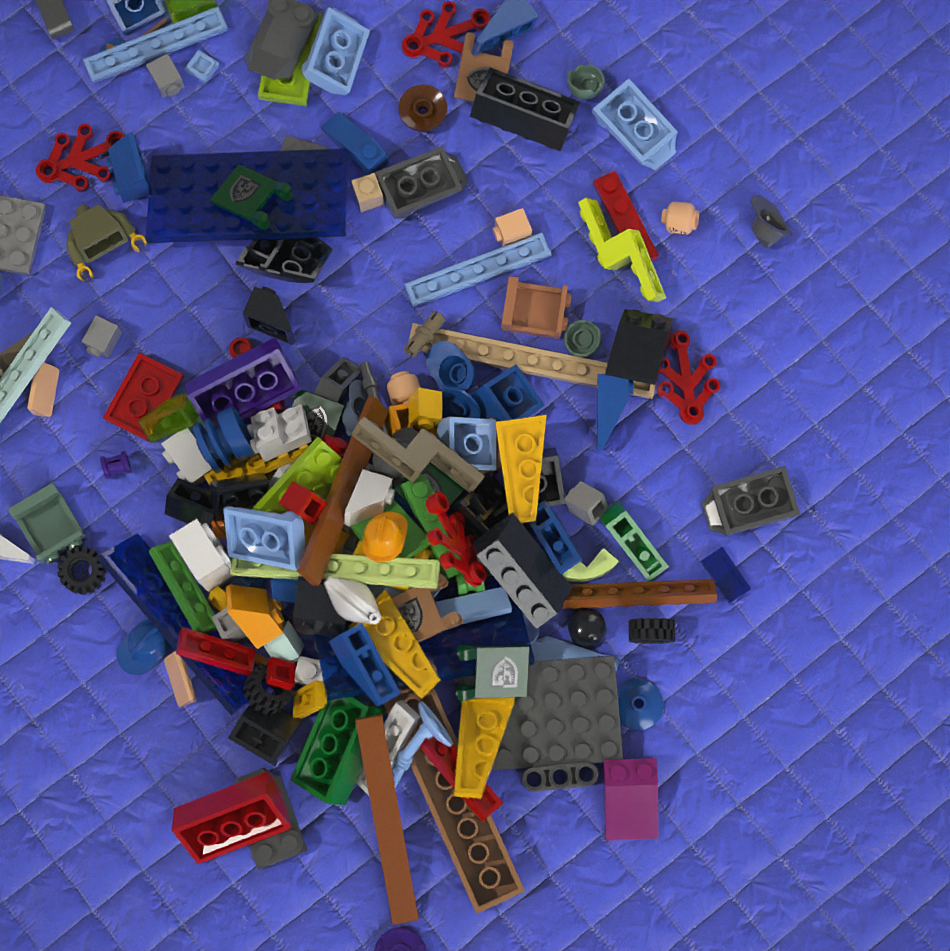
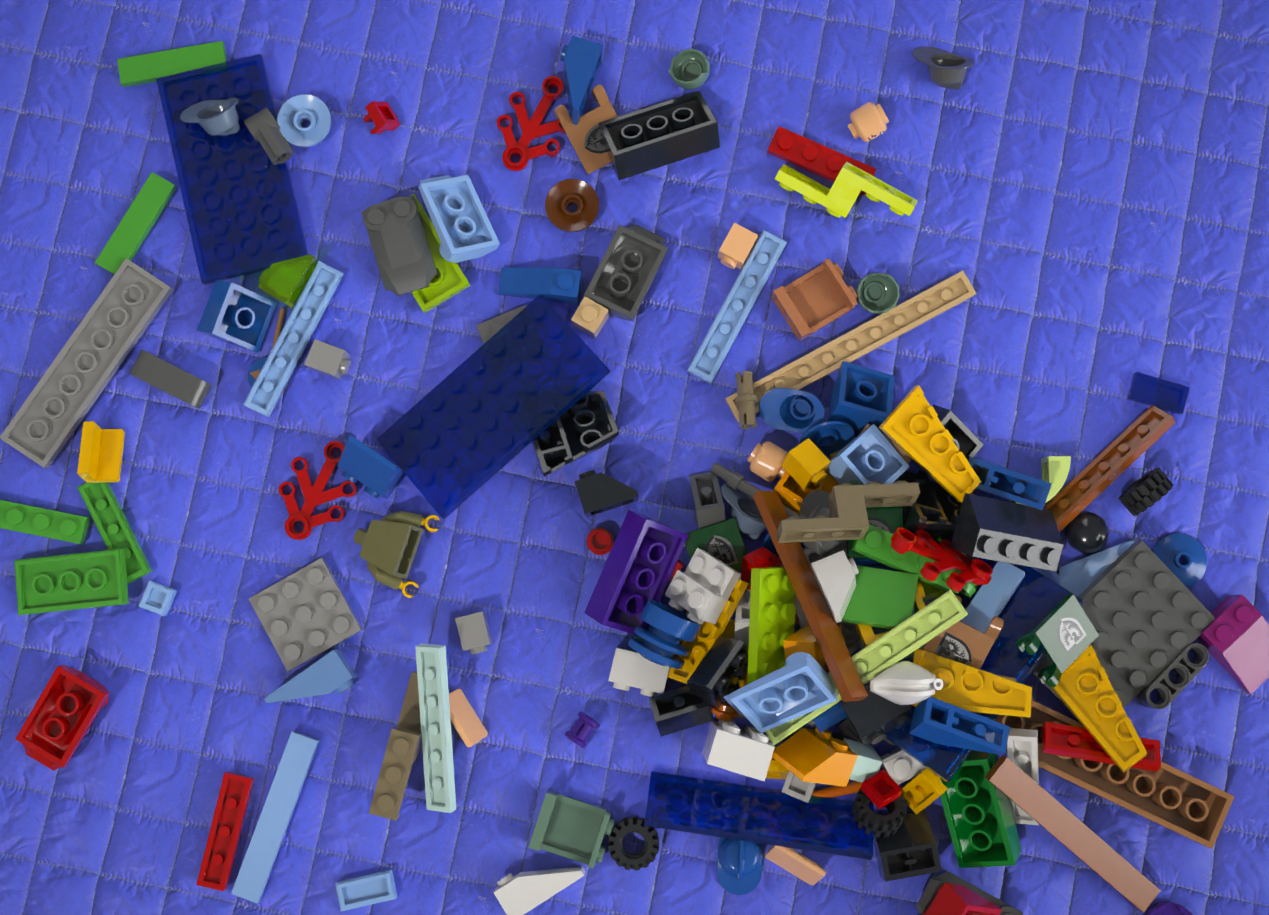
camera: 35 degrees left, 5 degrees up
(142, 391) = (554, 652): red plate -> none
(169, 418) = (595, 652): clear neon green slope -> none
(183, 587) = (734, 786): bright green tile -> none
(202, 66) = (350, 325): light blue tile -> none
(215, 651) = (812, 818): red plate -> none
(247, 193) = (494, 405): dark green flag -> none
(302, 502) = (791, 637): red brick -> none
(384, 536) = (881, 605): light orange piece -> none
(430, 727) = (1055, 733): light blue dish -> none
(586, 503) = (1000, 429): light grey brick -> none
(611, 400) = (950, 328): blue slope -> none
(633, 541) = (1063, 428): green slope -> none
(637, 125) = (764, 71): light blue slope -> none
(640, 346) = (936, 261): black slope -> none
(686, 381) = (989, 257): red plant -> none
(750, 502) = (1131, 316): dark grey slope -> none

